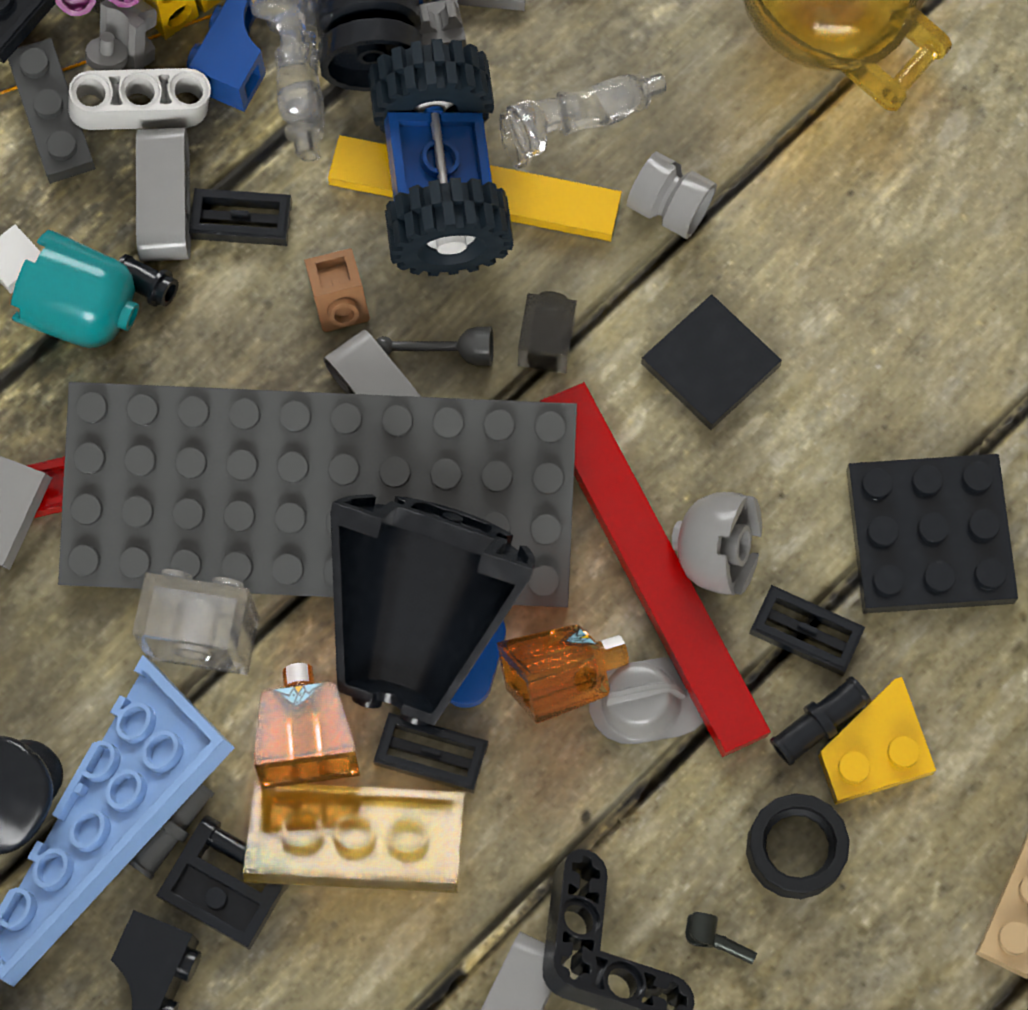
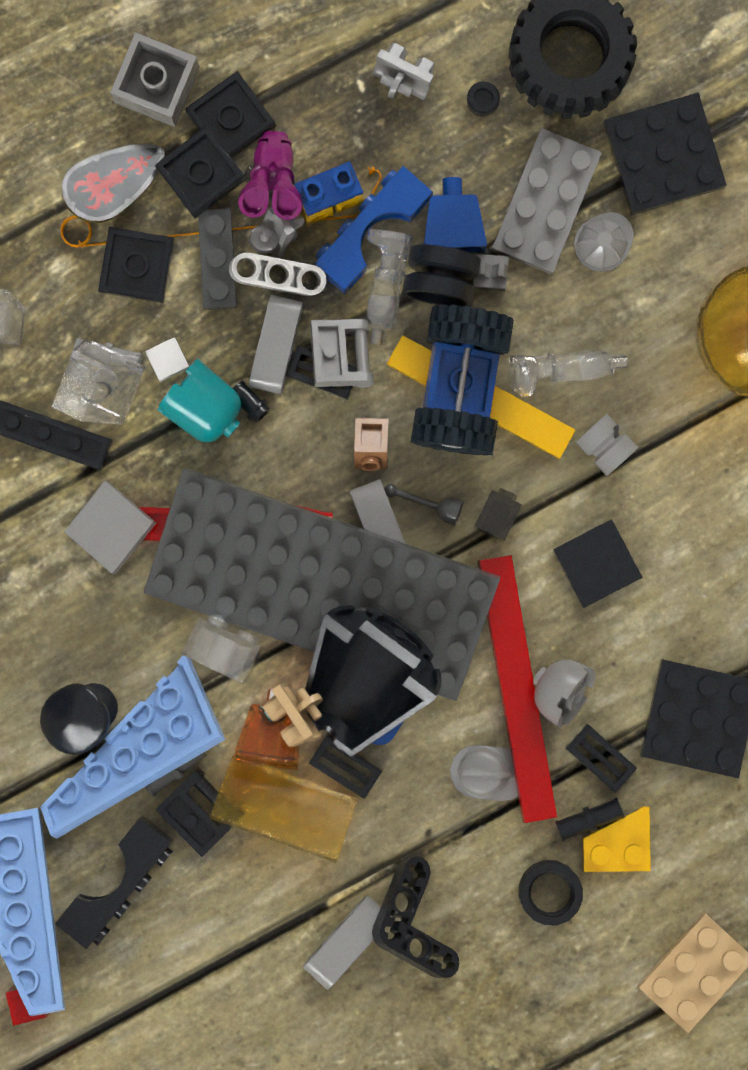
camera: 15 degrees right, 15 degrees up
(244, 181) = (330, 353): none -> light grey plate
(345, 696) = (285, 703): none -> tan hips
(559, 669) = (438, 745): clear orange torso -> none
(702, 933) = (477, 925): pearl dark grey hand -> none

